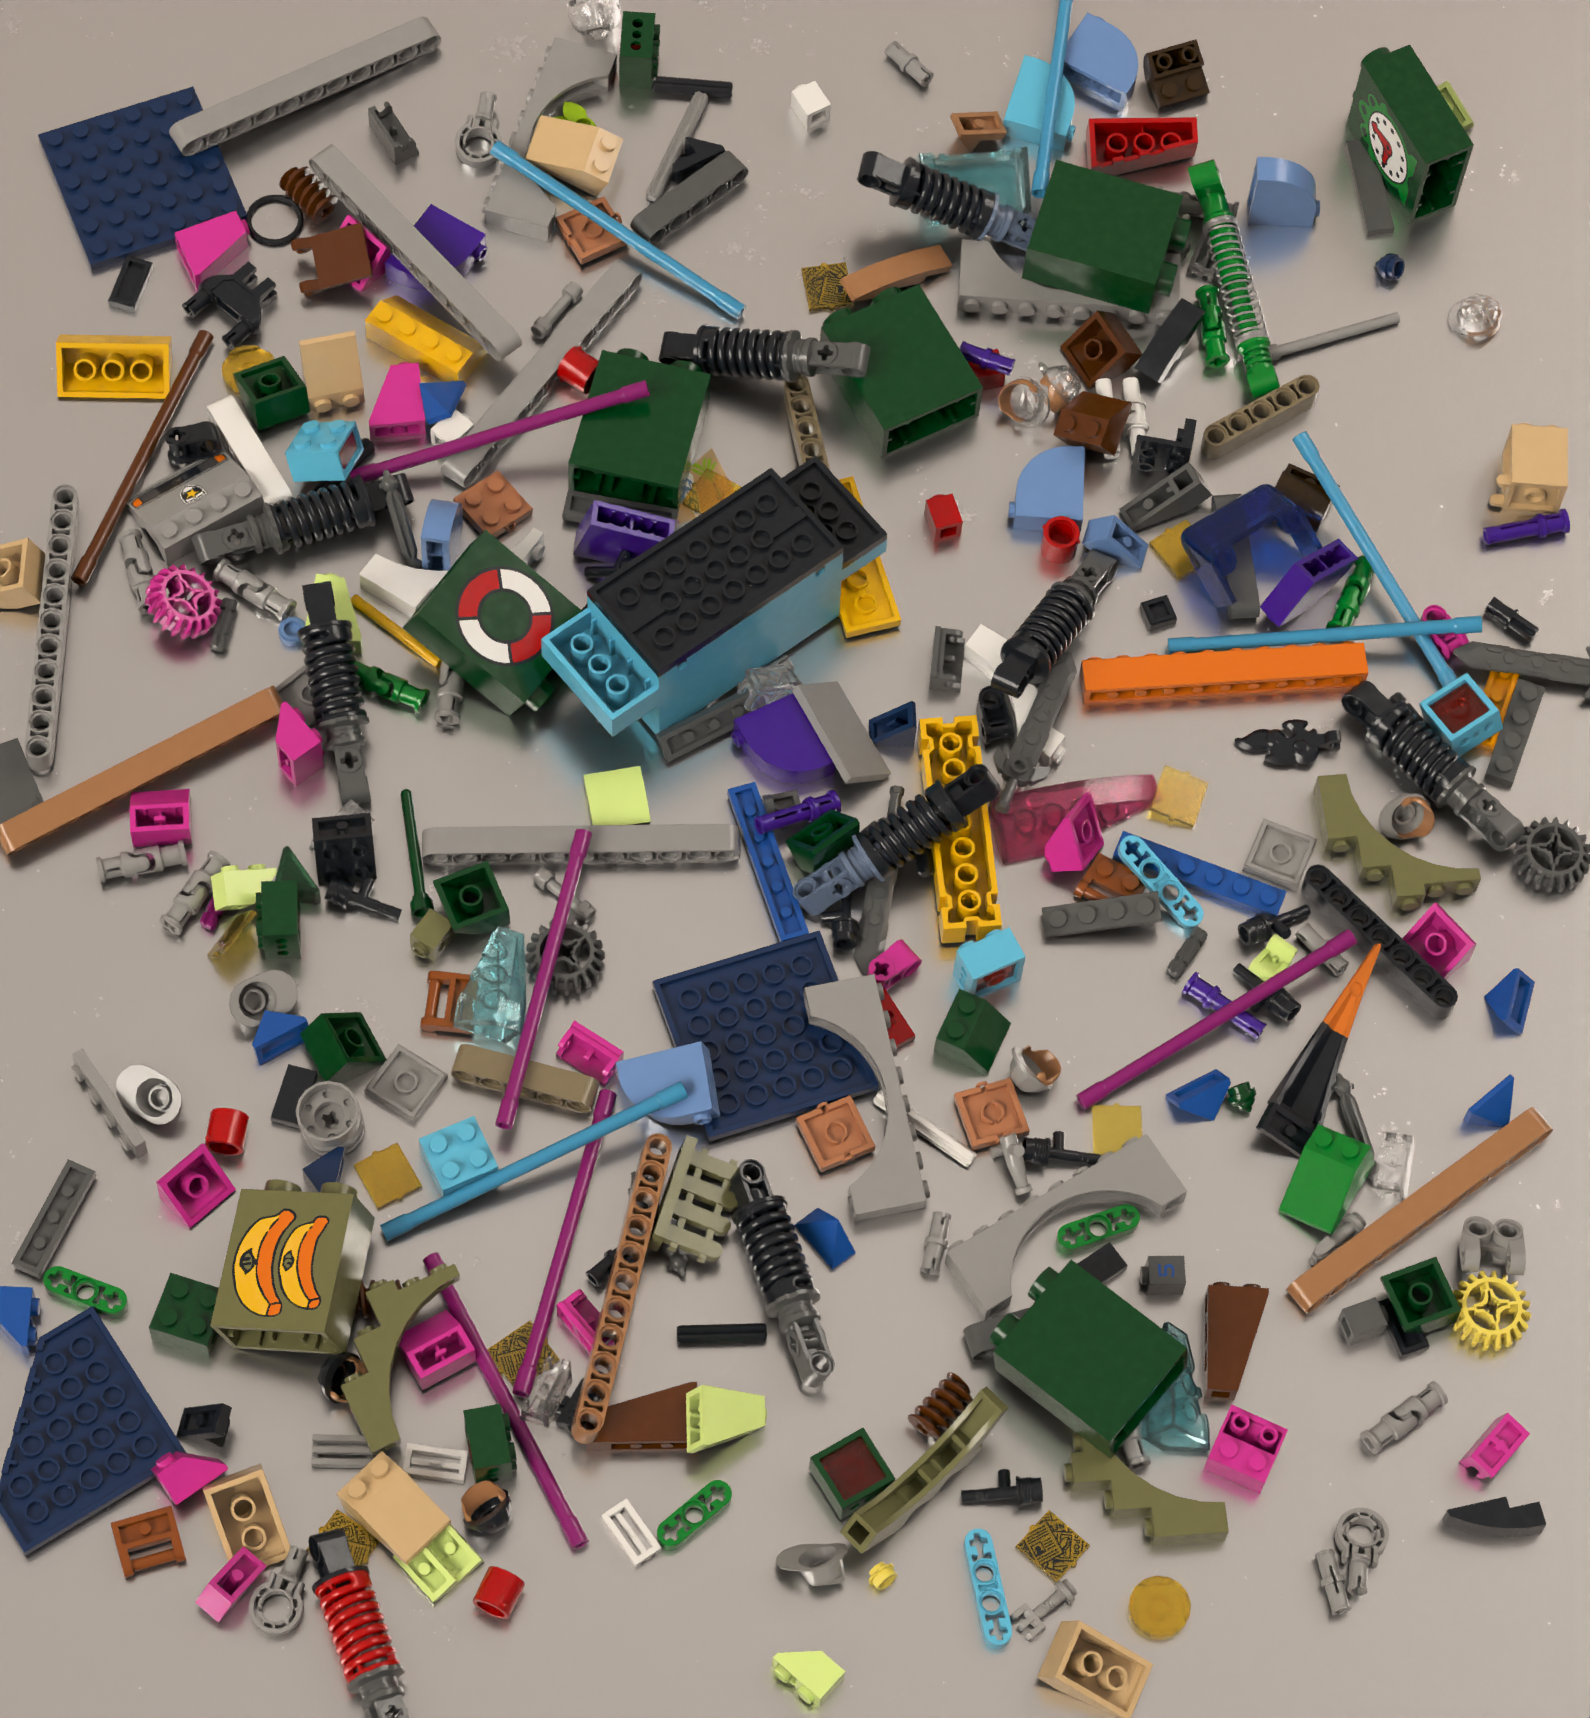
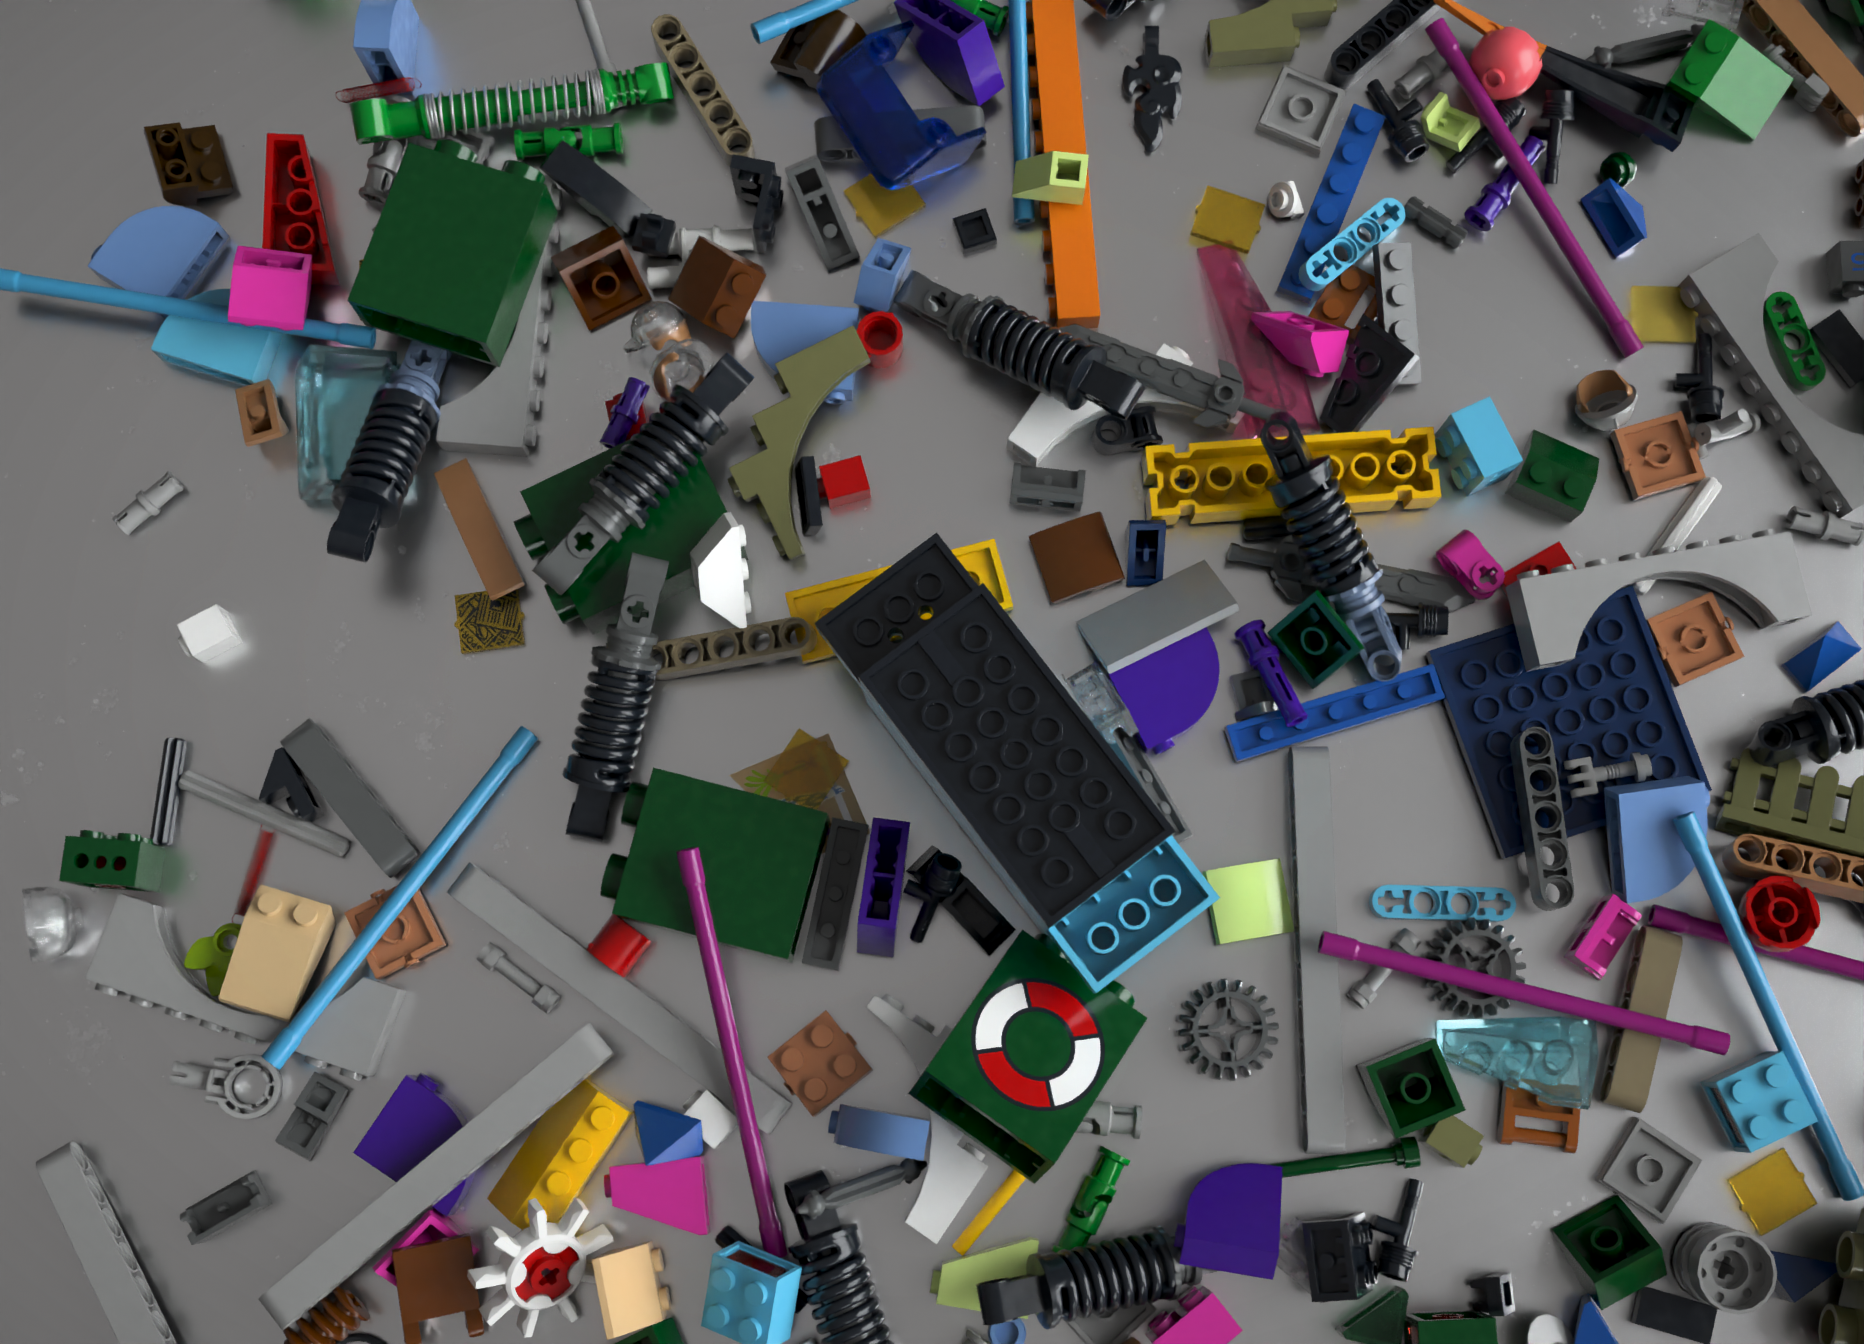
camera: 85 degrees left, 15 degrees up
(313, 965) = (1498, 1294): none -> black tile
(351, 310) = (539, 1265): none -> white gear
(374, 766) = (1234, 1221): none -> dark purple brick
(455, 185) = (312, 1116): none -> dark grey slope
(493, 783) = (1230, 1046): none -> dark grey gear
(607, 1167) = (1779, 914): none -> red cylinder
(616, 939) = (1442, 903): none -> medium azure beam
(642, 145) = (250, 887): none -> red piece
(693, 989) = (1549, 802): none -> dark grey beam
(726, 1073) = (1638, 766): none -> light grey hinge
(857, 415) = (720, 570): none -> white slope
(889, 680) = (1076, 557): none -> reddish brown slope
(923, 492) = (808, 495): none -> black tile
(934, 356) = (630, 481): none -> black piece
(978, 465) = (768, 474): none -> olive arch
(1047, 890) = (1369, 375): none -> black wing
(1070, 121) = (270, 288): none -> dark pink slope
(1134, 380) = (653, 235): none -> black tile
(1194, 650) = (1051, 177): none -> yellowish green slope
(1198, 839) = (1285, 201): none -> white plate
(1243, 194) = (380, 84): none -> red piece
(1285, 1037) = (1557, 108): none -> black piece
(1320, 993) = (1506, 62): none -> coral cylinder

